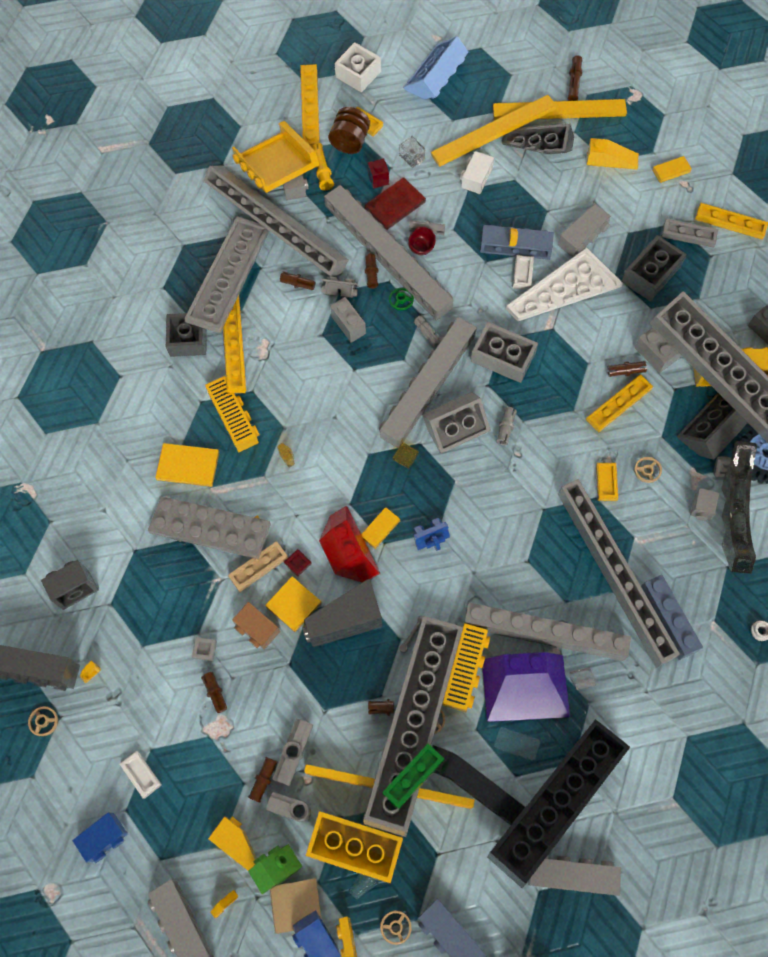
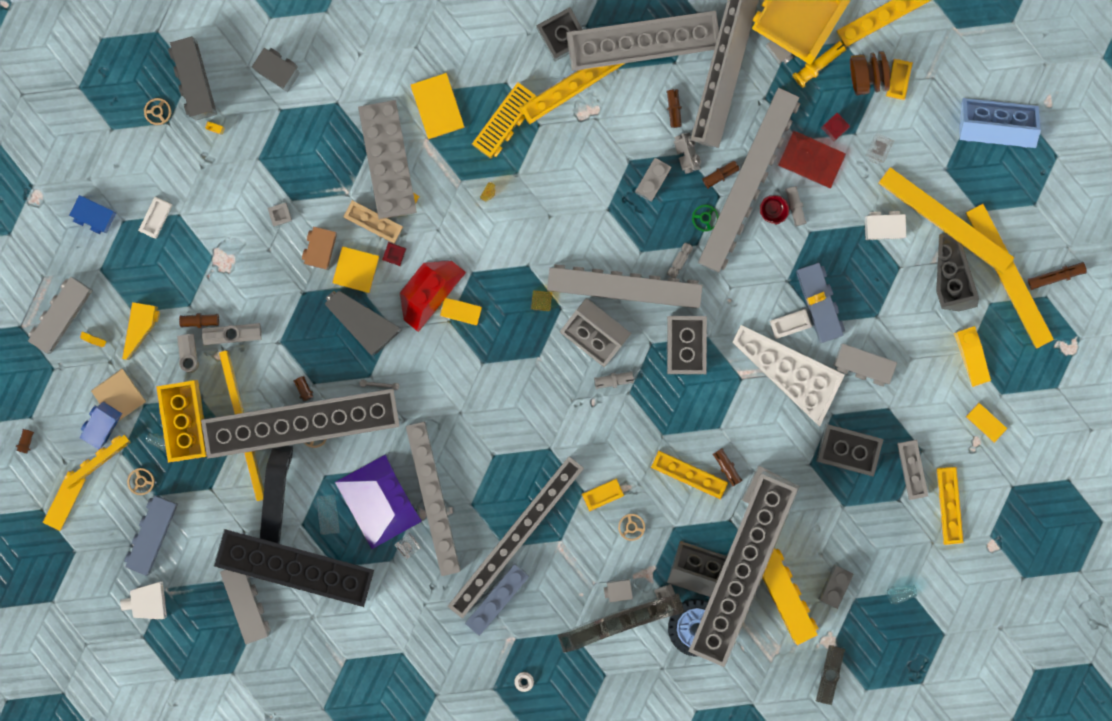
camera: 60 degrees right, 20 degrees up
(214, 692) = (249, 242): reddish brown axle -> none
(274, 868) = (136, 367): bright green brick -> none
(358, 67) = (958, 40): white brick -> none
(413, 776) = (251, 443): green plate -> none
(431, 536) = (471, 362): blue hips -> none
(465, 668) = (369, 443): yellow brick -> none

